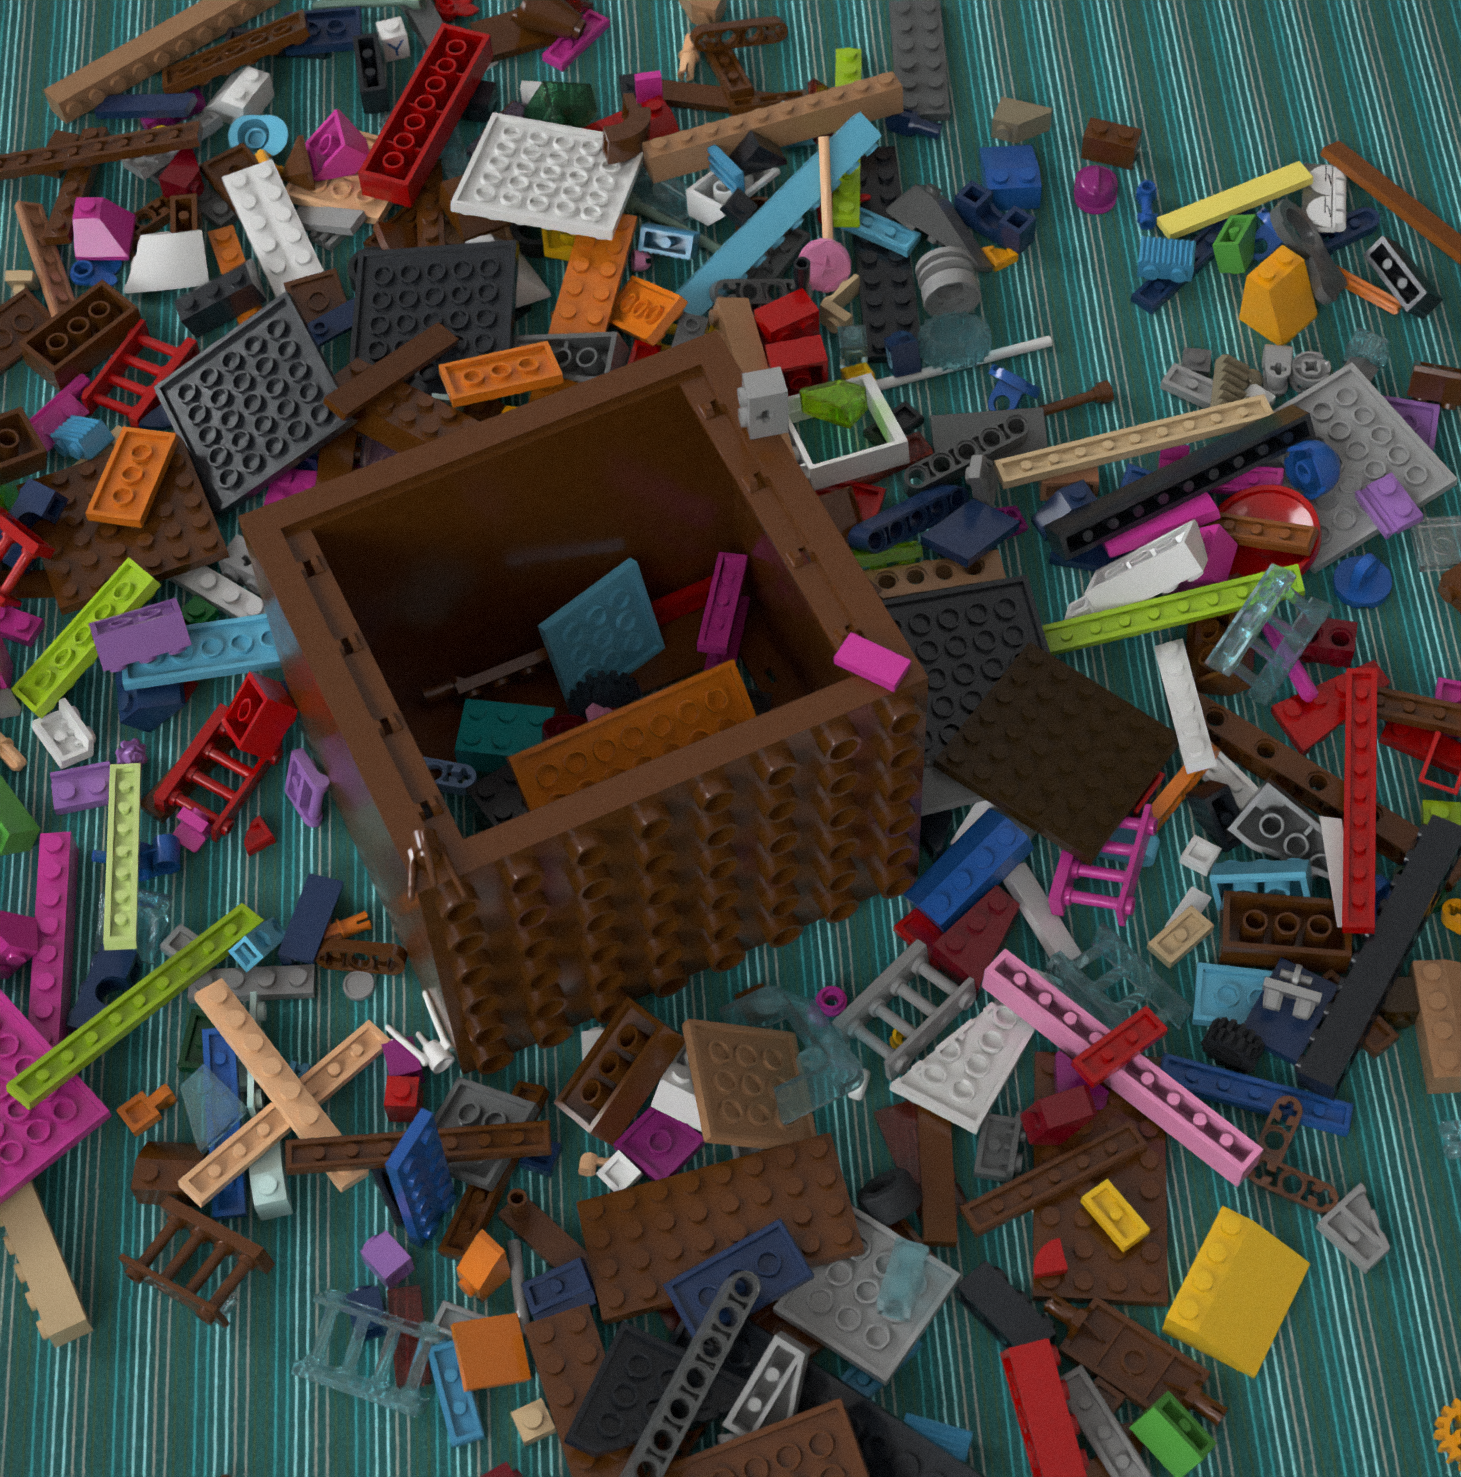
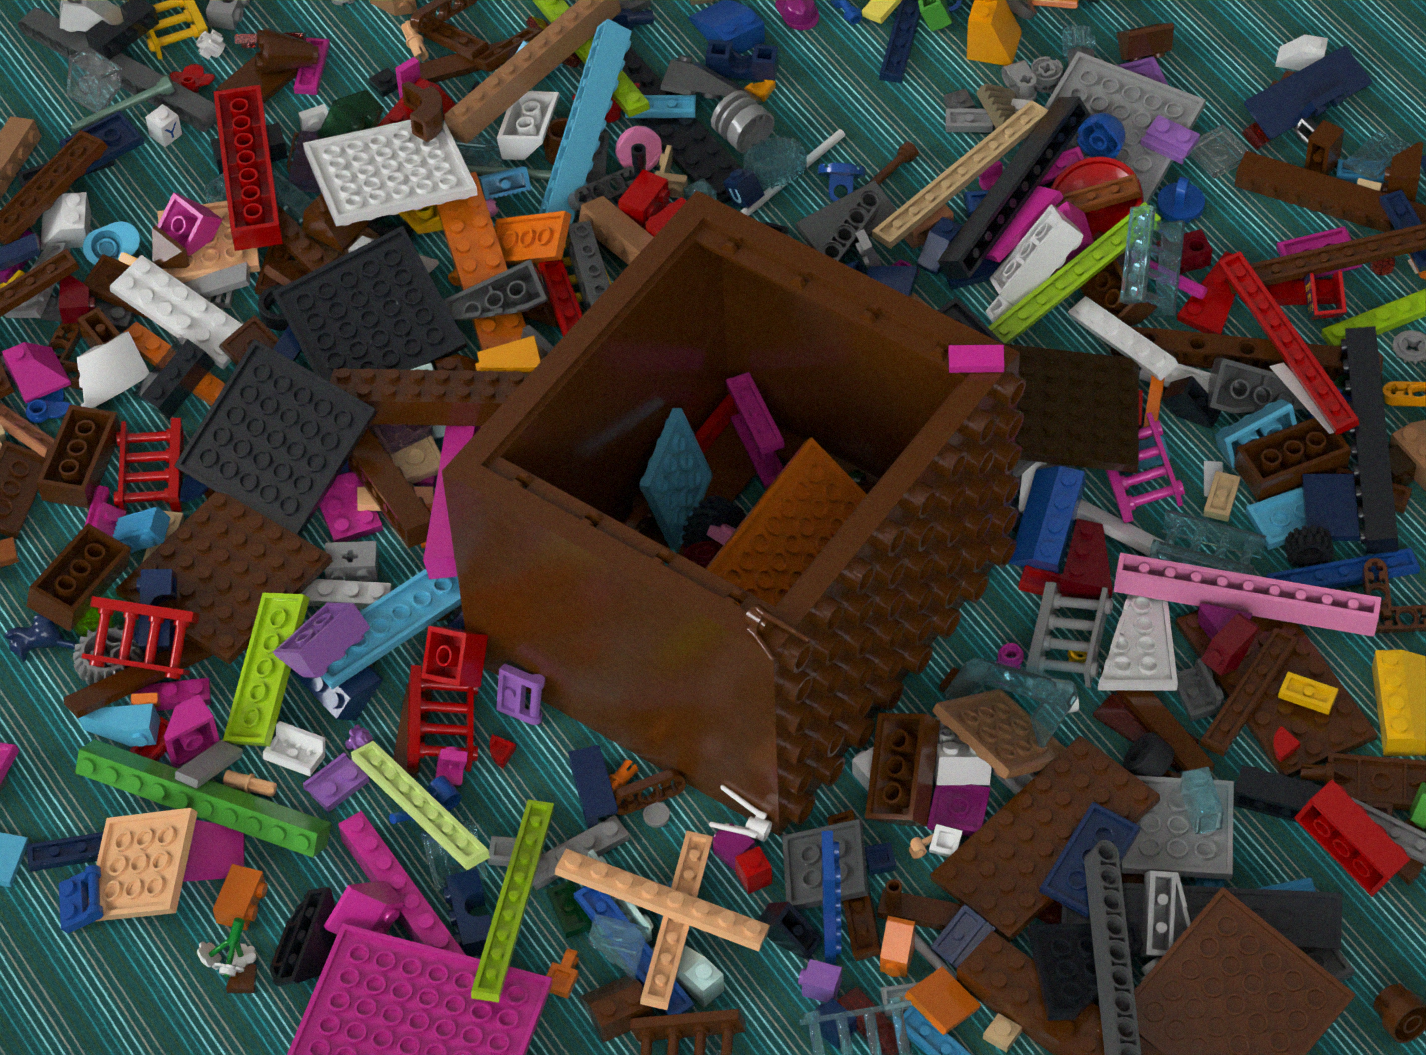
camera: 30 degrees left, 5 degrees down
(132, 477) = (215, 536): orange plate -> none
(257, 943) = (566, 819): medium azure leg -> none
(370, 73) = (167, 158): black brick -> none
(390, 371) = (375, 364): reddish brown tile -> none
(458, 1143) = (794, 891): reddish brown tile -> none
(500, 374) = (460, 329): orange plate -> none
(725, 169) = (522, 109): dark azure tile -> none
(738, 207) = (550, 132): black plate -> none
(757, 154) = (533, 90): black slope -> none
(763, 403) = (780, 219): light grey brick -> none
(825, 187) = (613, 88): light nougat bar -> none
(1119, 1047) = (1244, 577): red plate -> none
(1166, 259) = (890, 36): dark azure brick -> none
(1200, 855) = (1196, 437): white tile -> none
(1305, 998) = (1328, 488): light grey hips -> none

